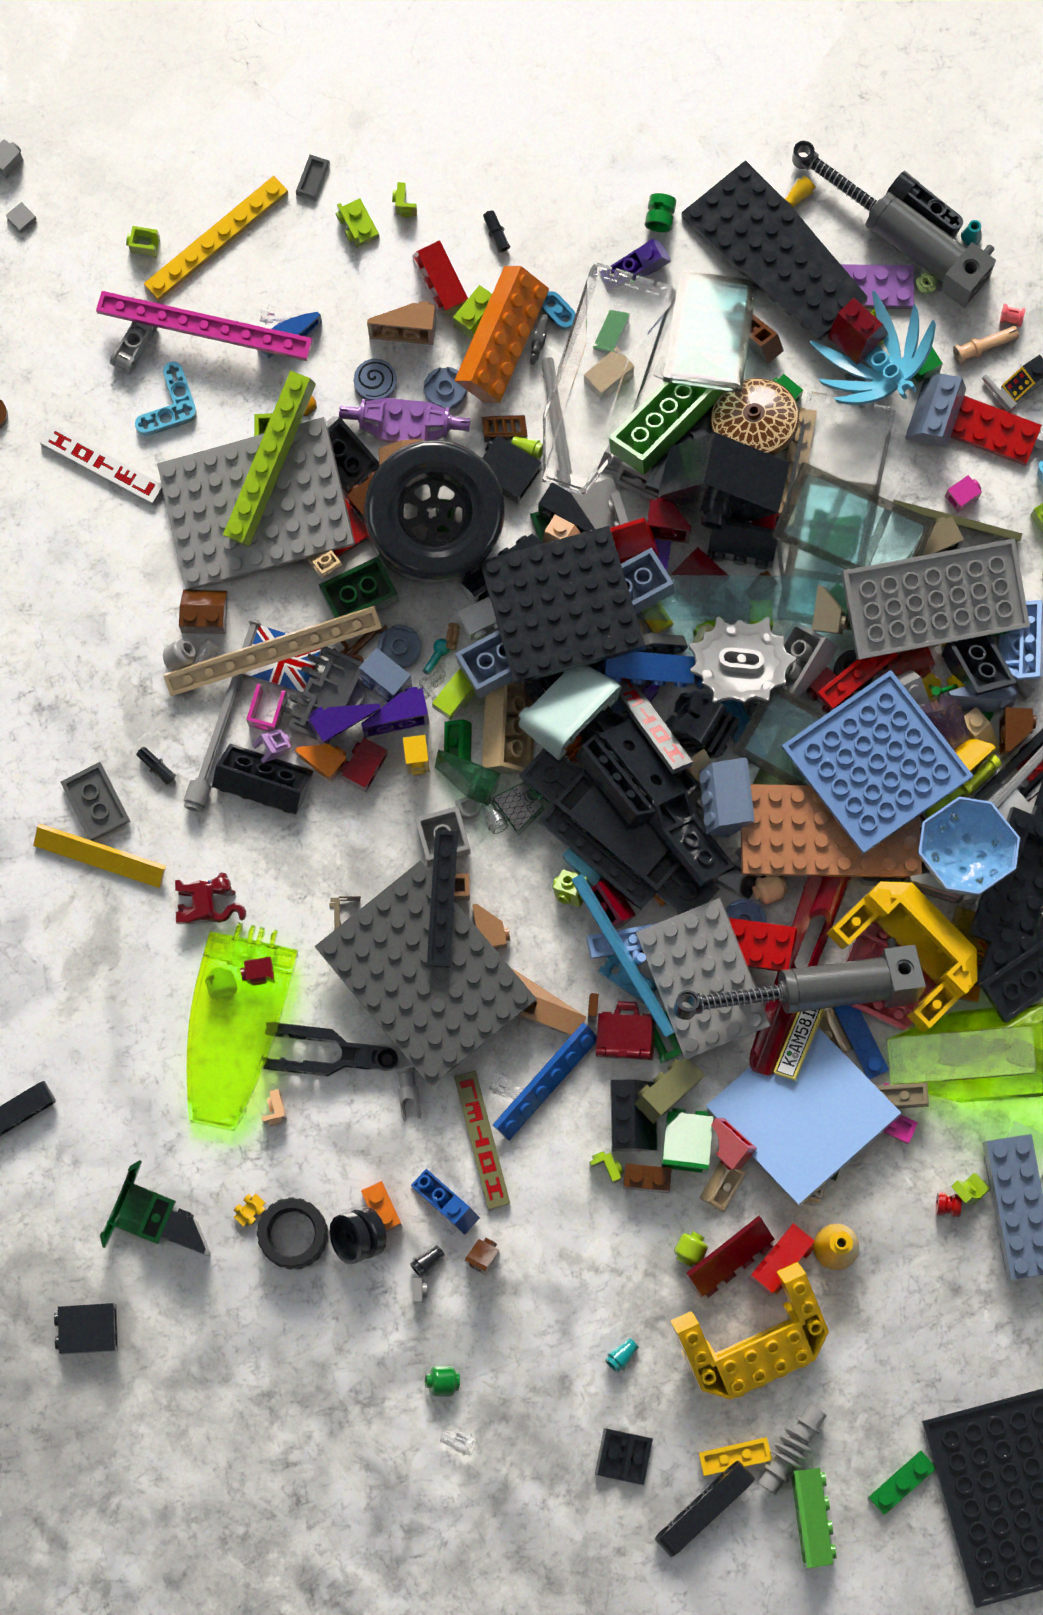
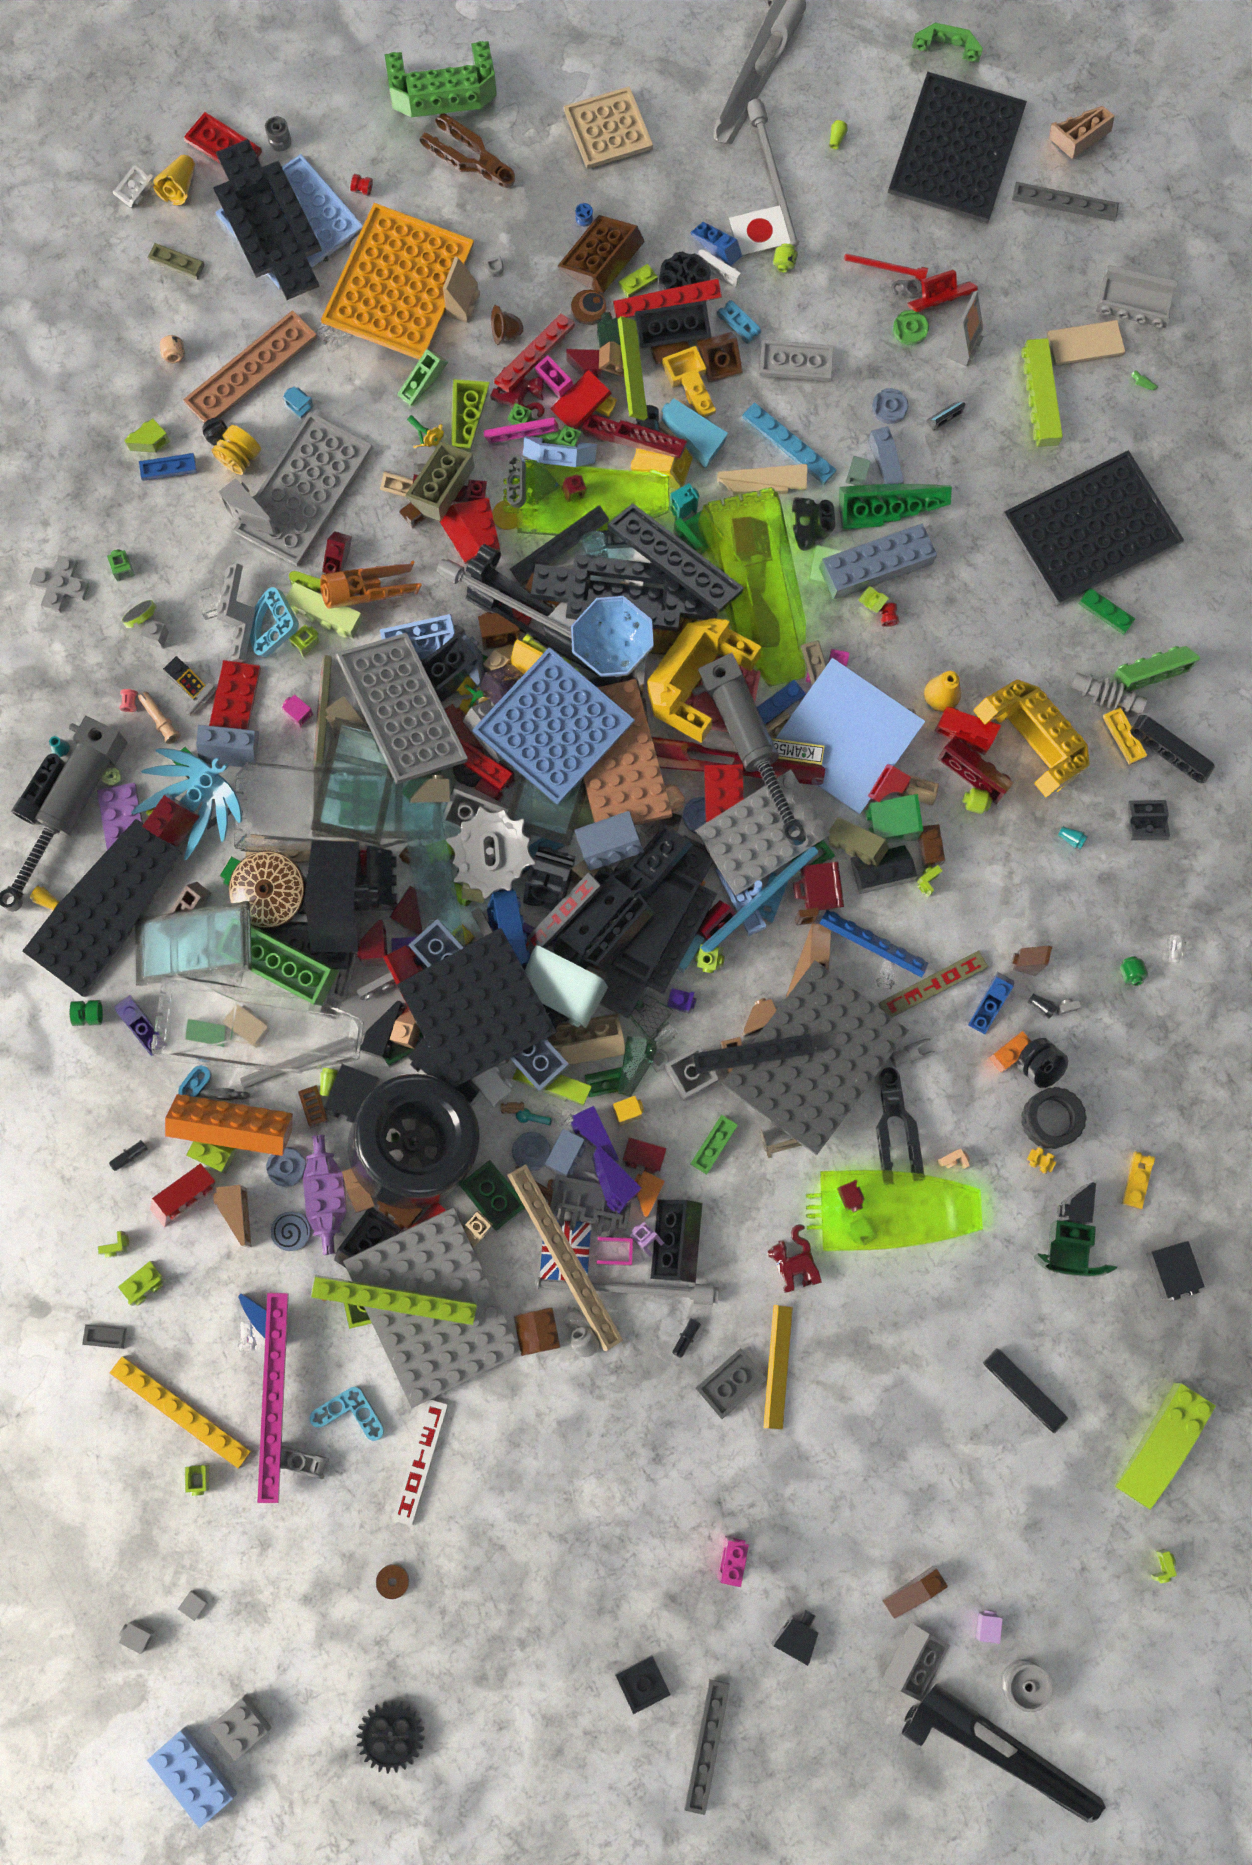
camera: 110 degrees left, 0 degrees up
(198, 1316) = (1137, 1180): none -> yellow plate
(358, 844) = (713, 1144): none -> bright green plate
(529, 847) = (681, 1000): none -> dark purple bracket

